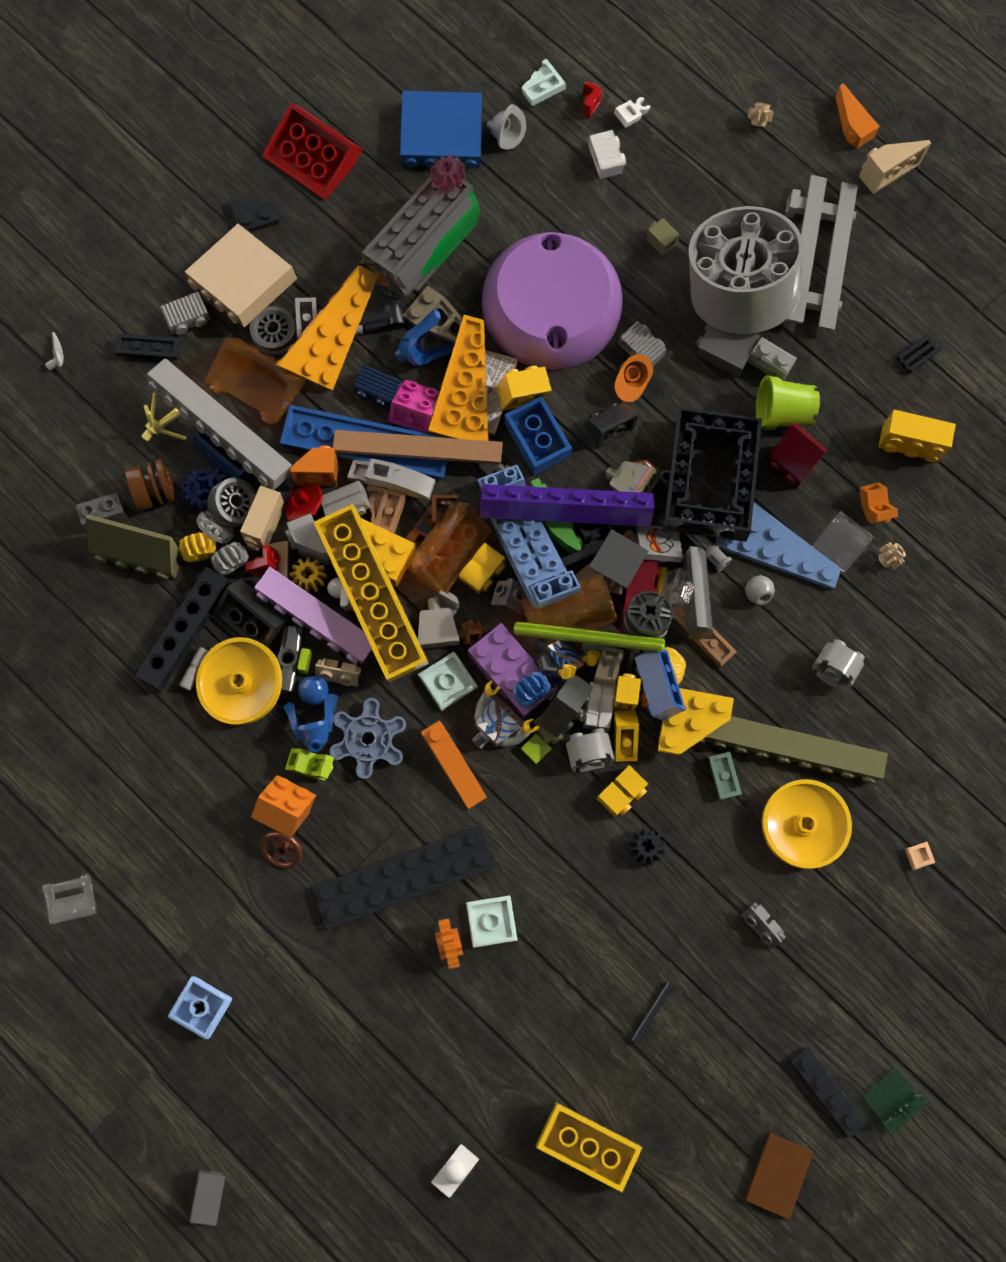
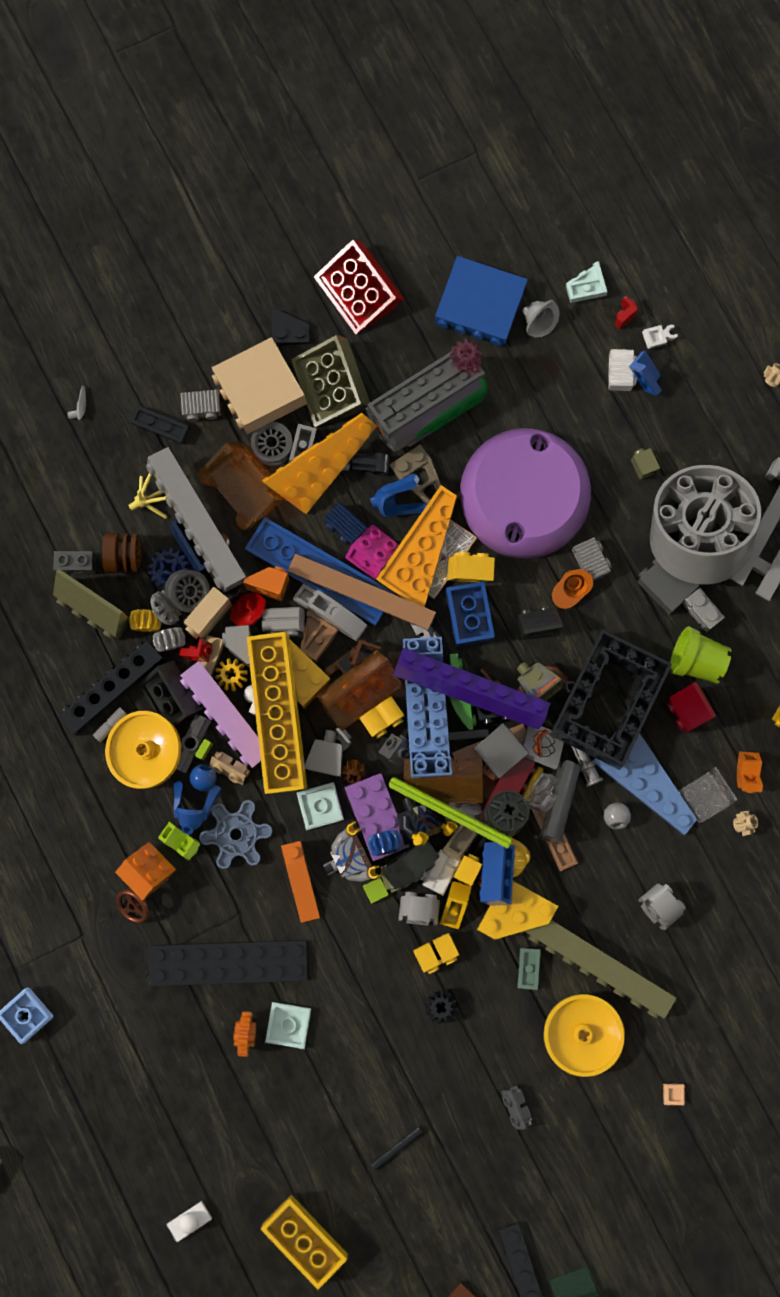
camera: 25 degrees right, 5 degrees up
(314, 250) = (331, 381): none -> olive slope
(632, 149) = (646, 373): none -> blue panel

